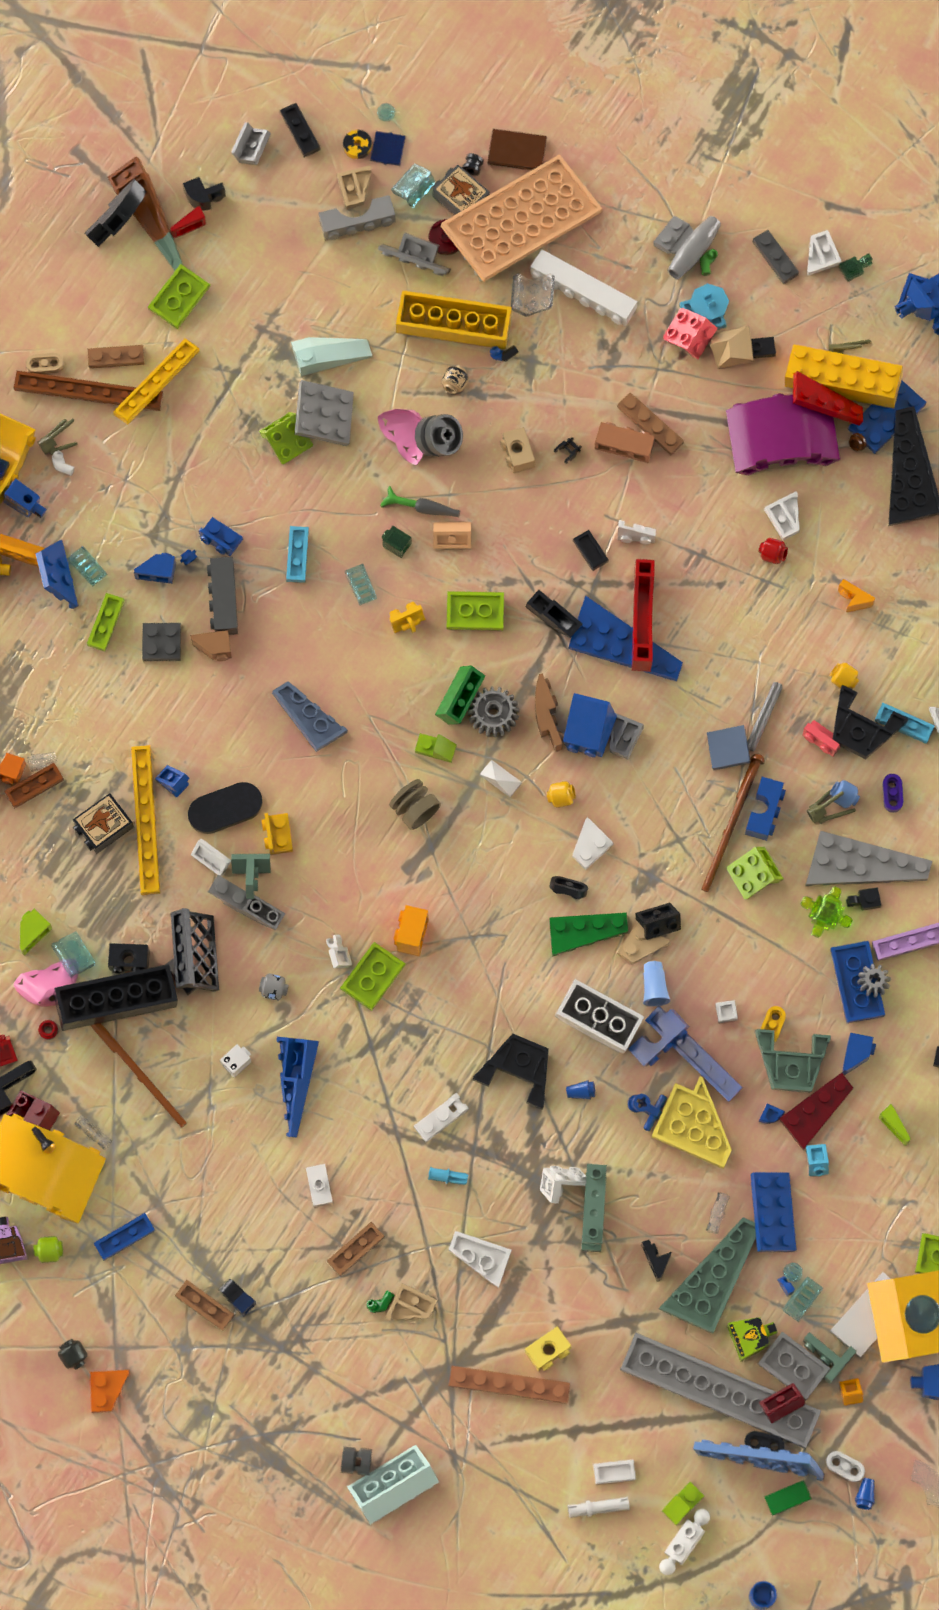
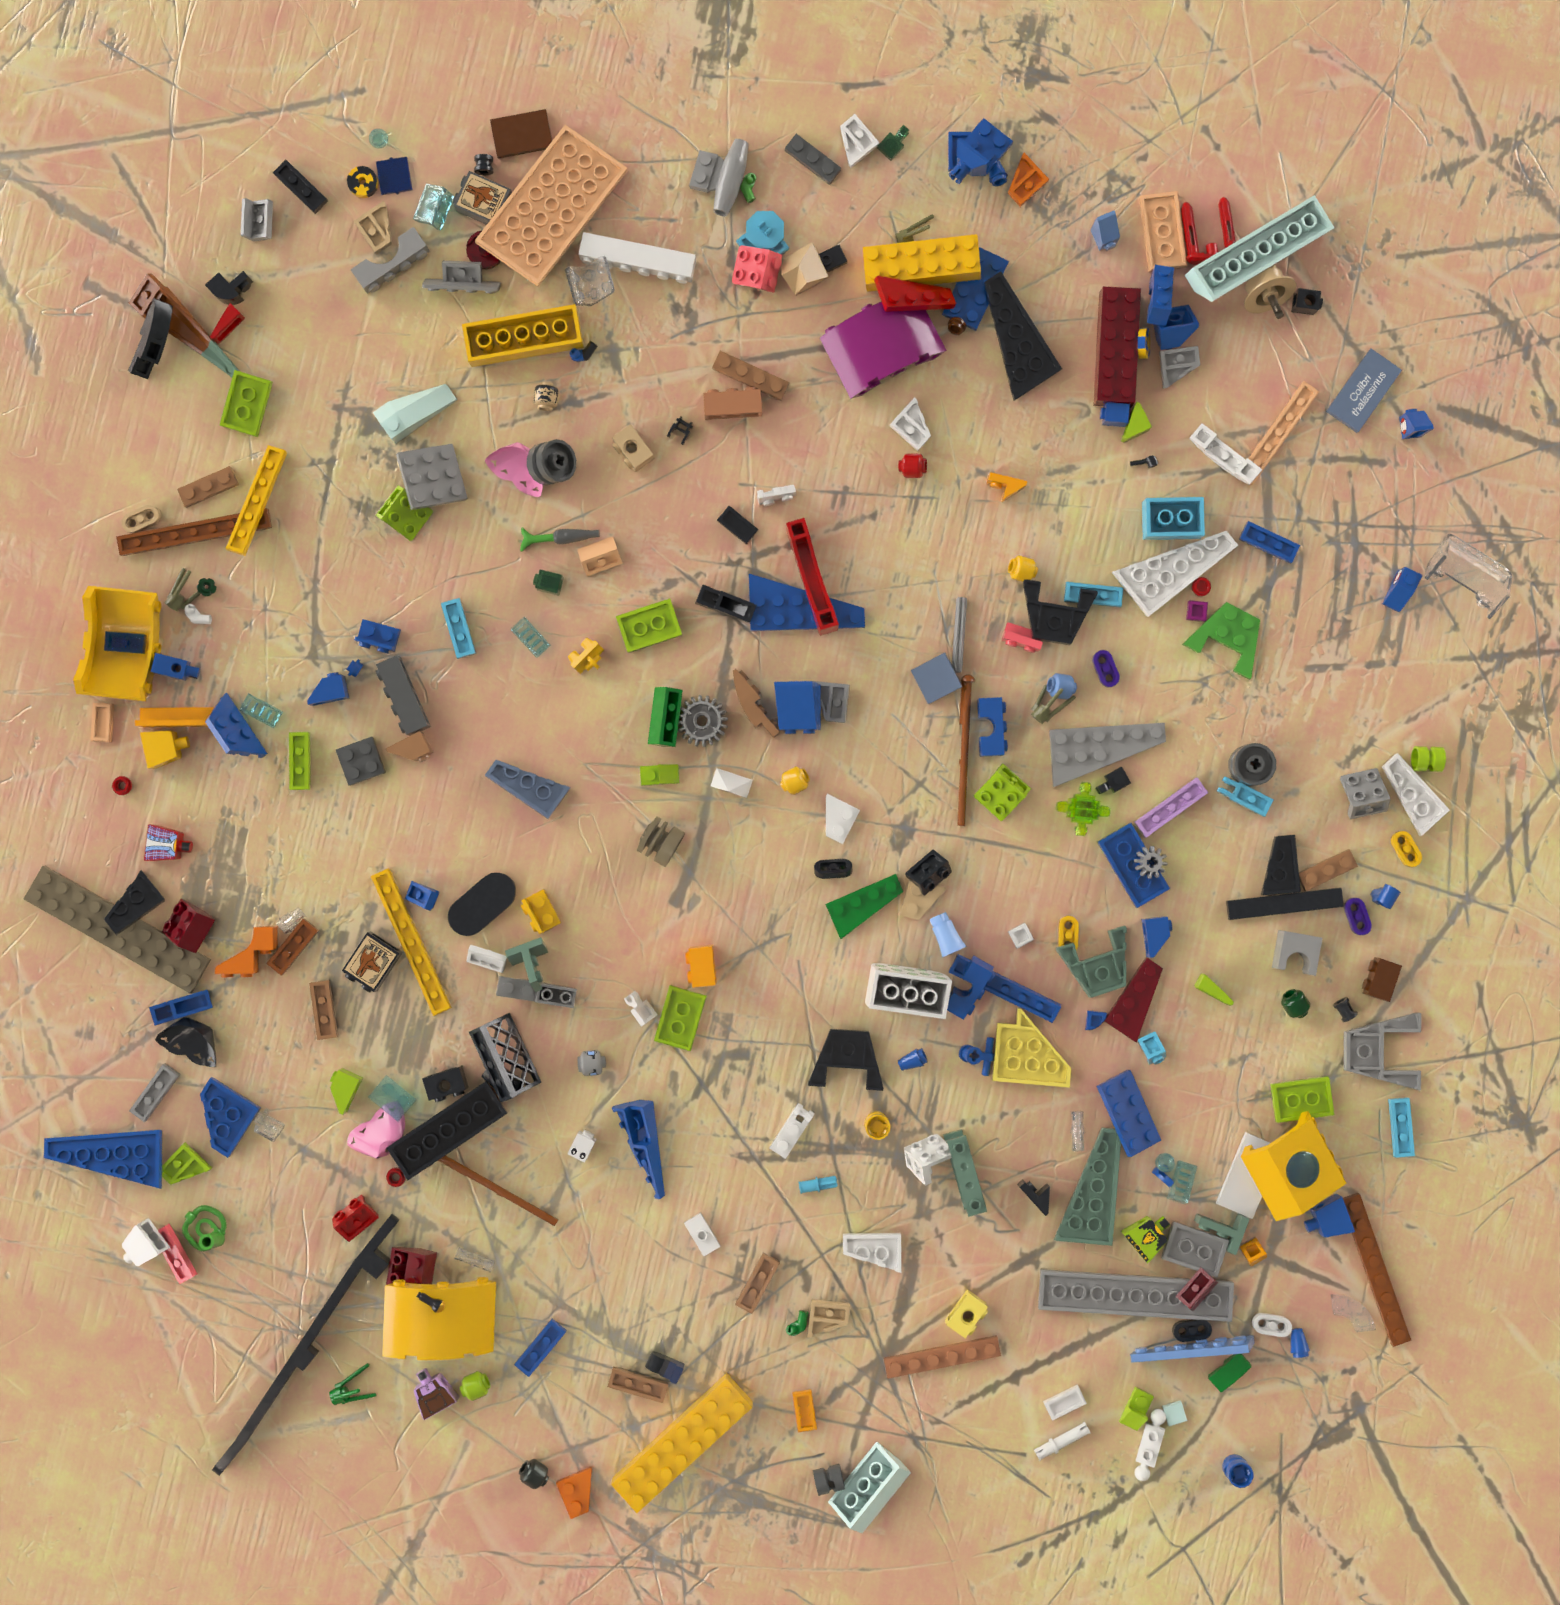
camera: 25 degrees left, 15 degrees up
(40, 852) = (323, 1009): none -> medium nougat plate
(77, 444) = (206, 591): none -> dark green plate
(226, 1374) = (681, 1443): none -> yellow brick
(356, 1387) = (804, 1410): none -> light orange plate
(525, 1137) = (877, 1125): none -> yellow wheel
(719, 1521) = (1174, 1413): none -> light aqua tile

